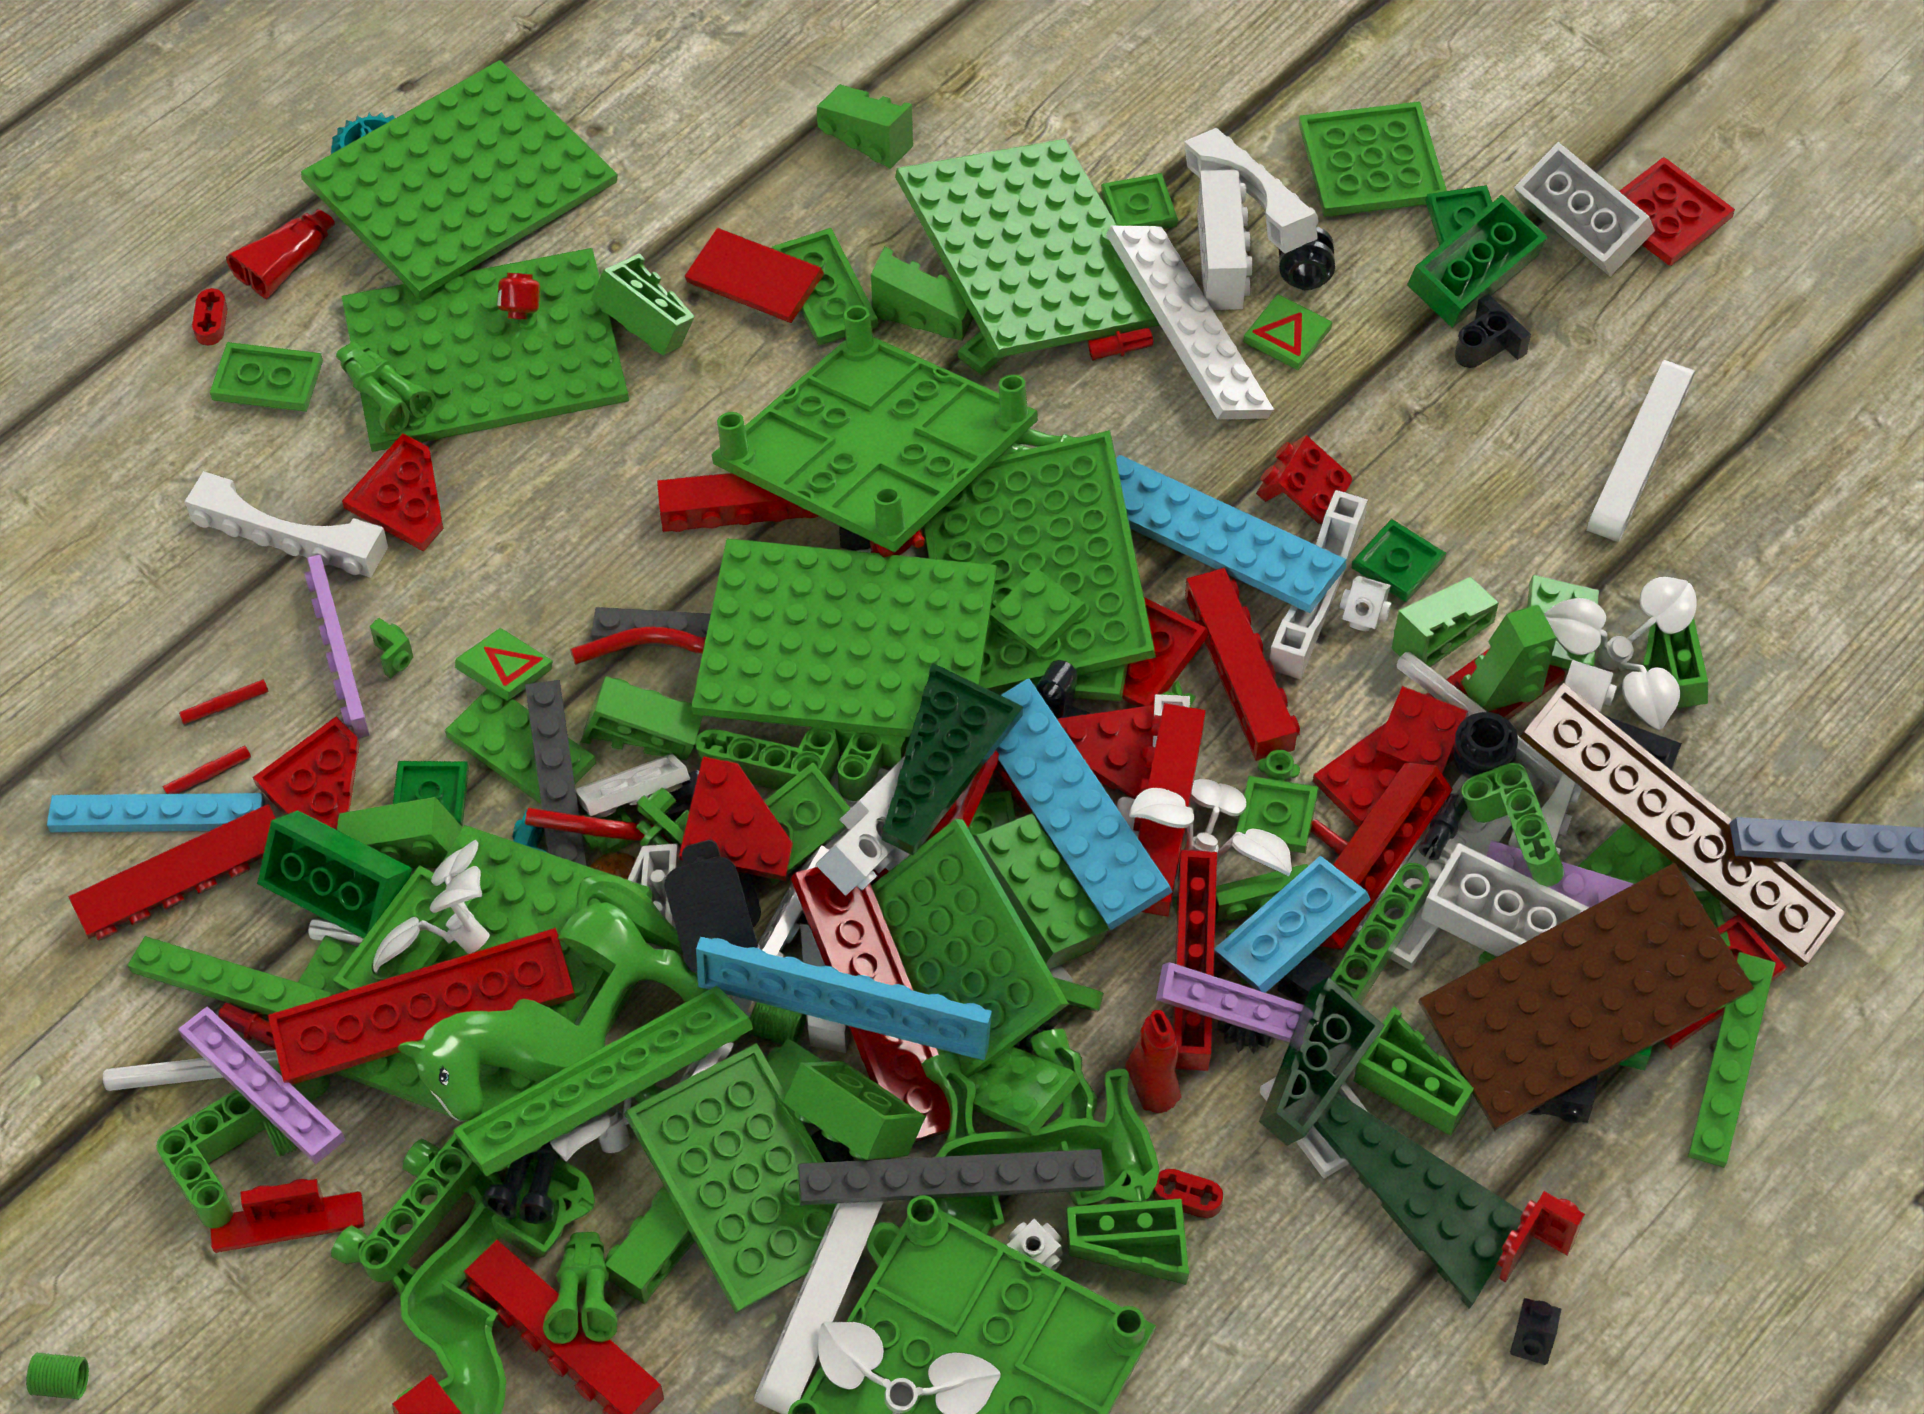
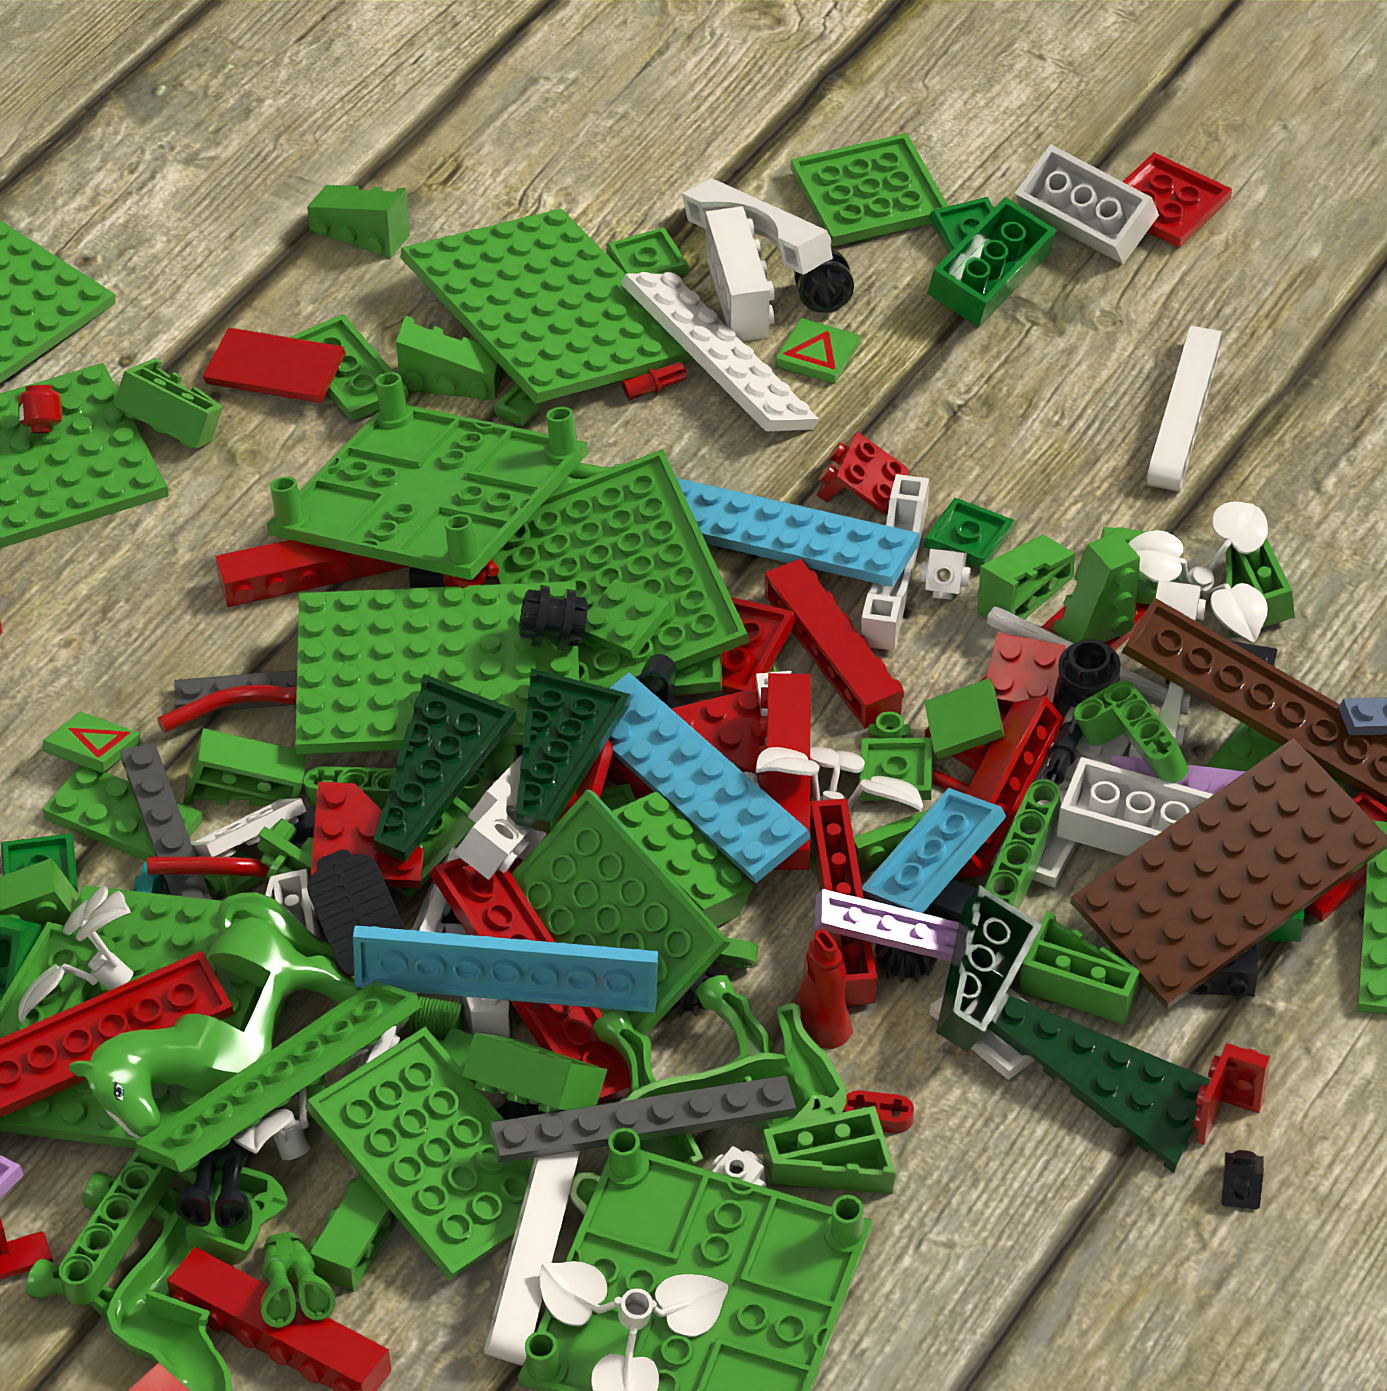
camera: 10 degrees left, 10 degrees down
(827, 742) = (439, 755): none -> dark green wing
(963, 610) = (553, 617): none -> black piece
(1022, 1089) = (697, 1037): bright green plate -> none
(1352, 773) = (964, 719): none -> bright green tile
(1490, 334) = (1018, 326): black tile -> none

